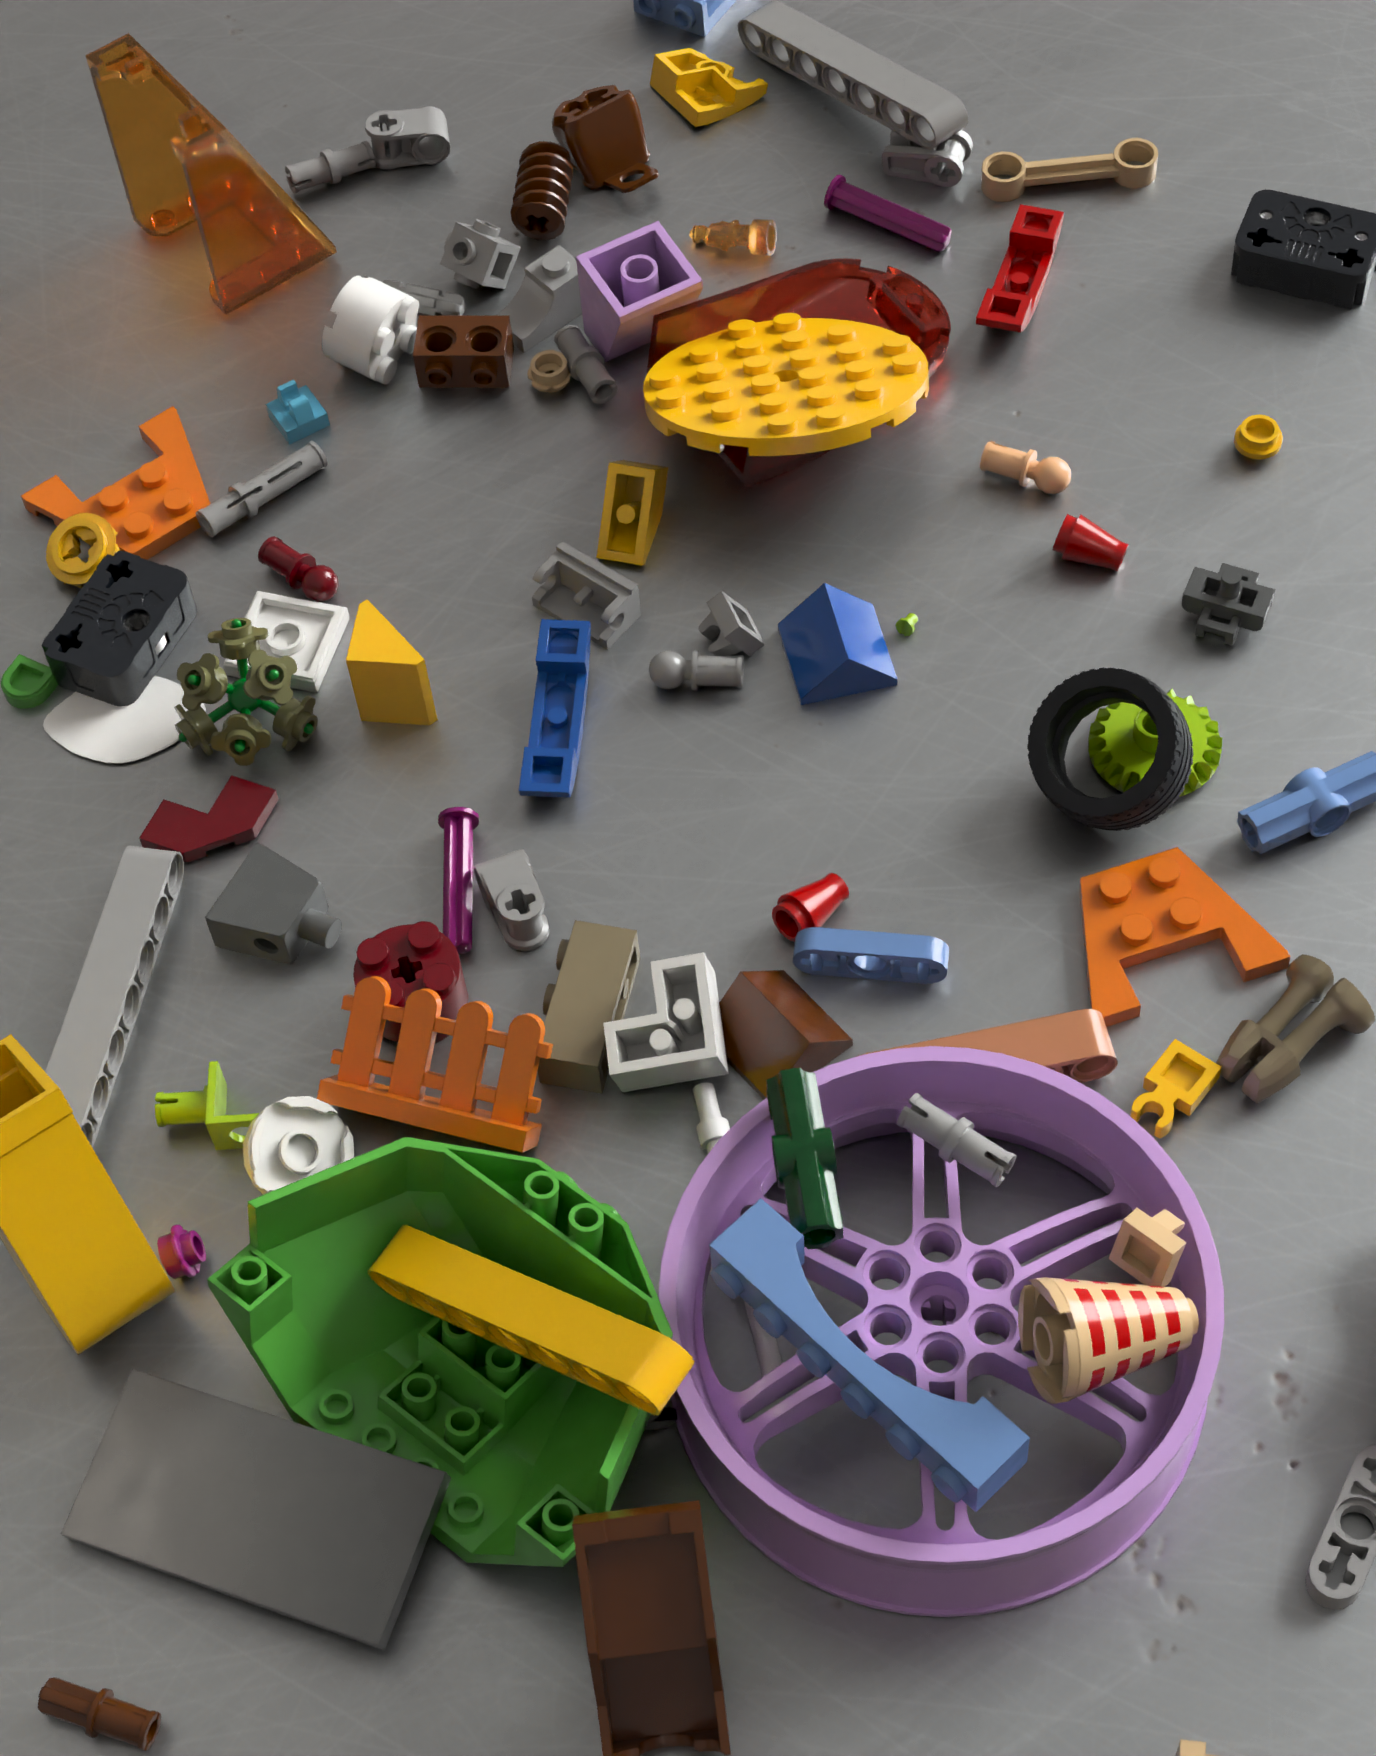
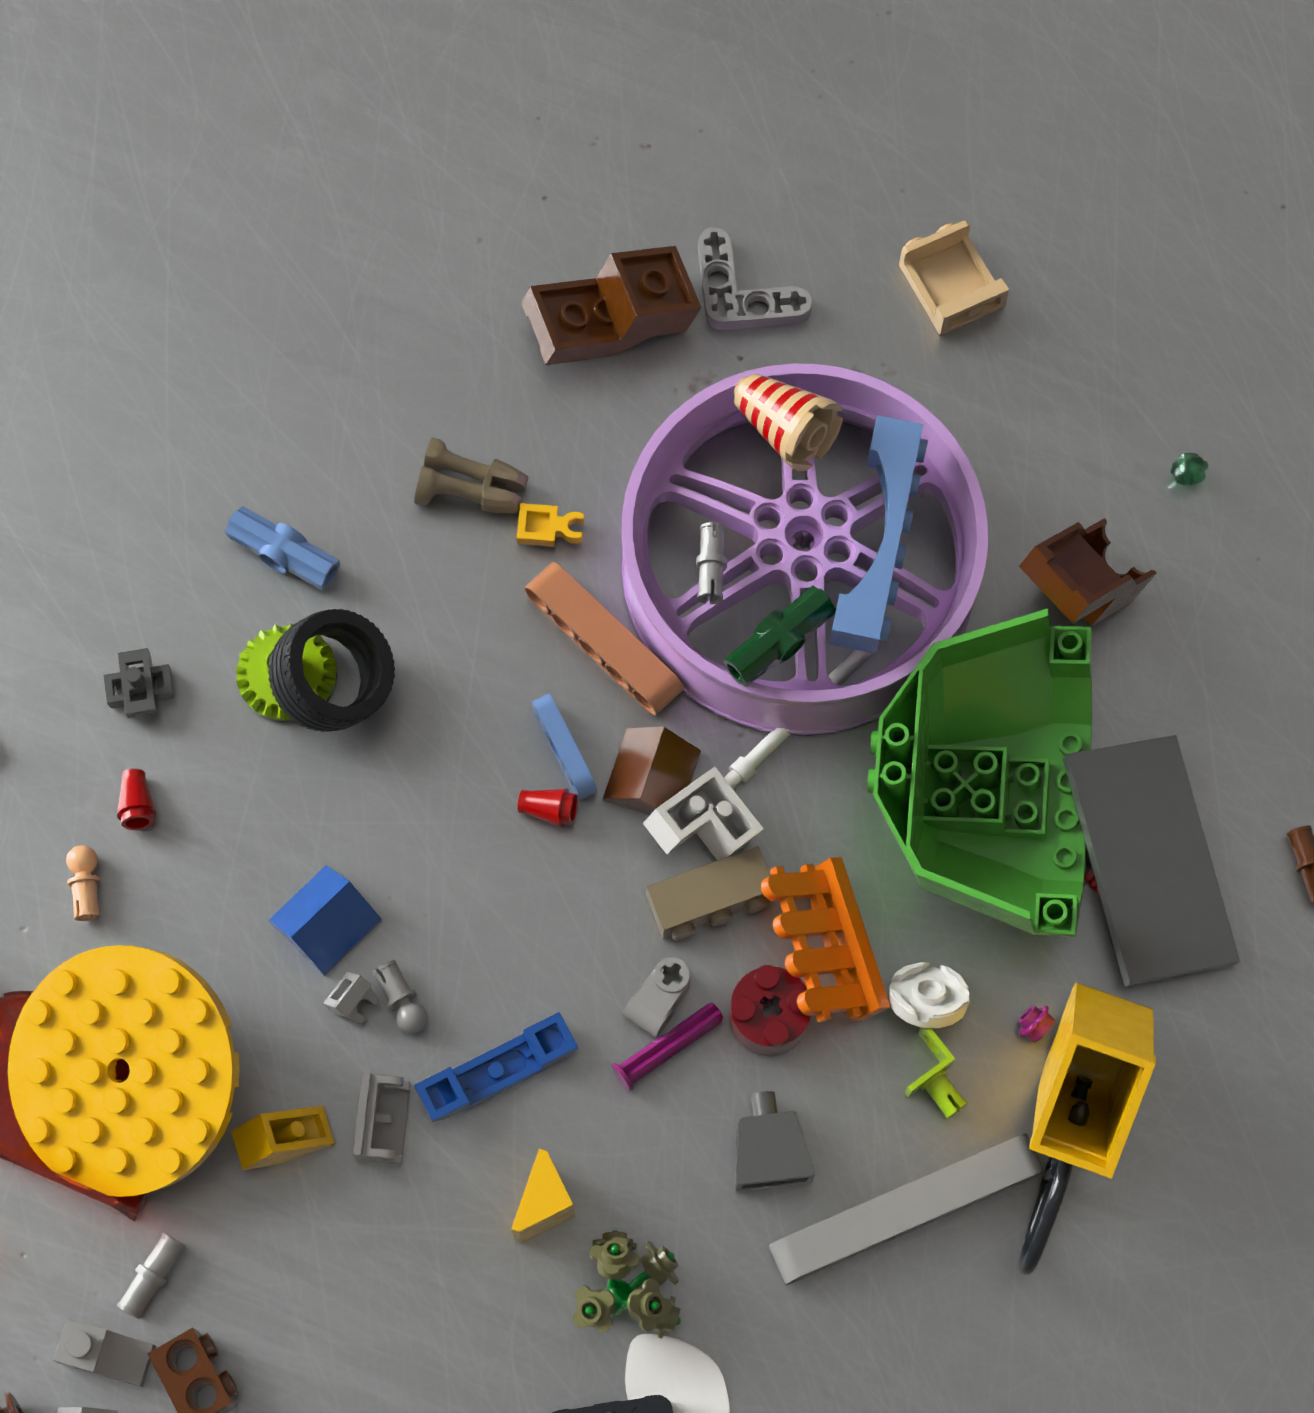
camera: 130 degrees left, 15 degrees up
(234, 817) = (715, 1239): dark red tile -> none
(299, 630) = (539, 1319): white tile -> none
(300, 570) = (481, 1330): dark red pin -> none
(533, 1319) = (973, 735): yellow beam -> none
(549, 371) = (176, 1311): tan plate -> none
(629, 284) = (89, 1238): lavender slope -> none
(906, 625) = (272, 887): lime piece -> none
(1149, 1246) = (712, 424): tan tile -> none
(1158, 910) = (425, 608): orange wing -> none

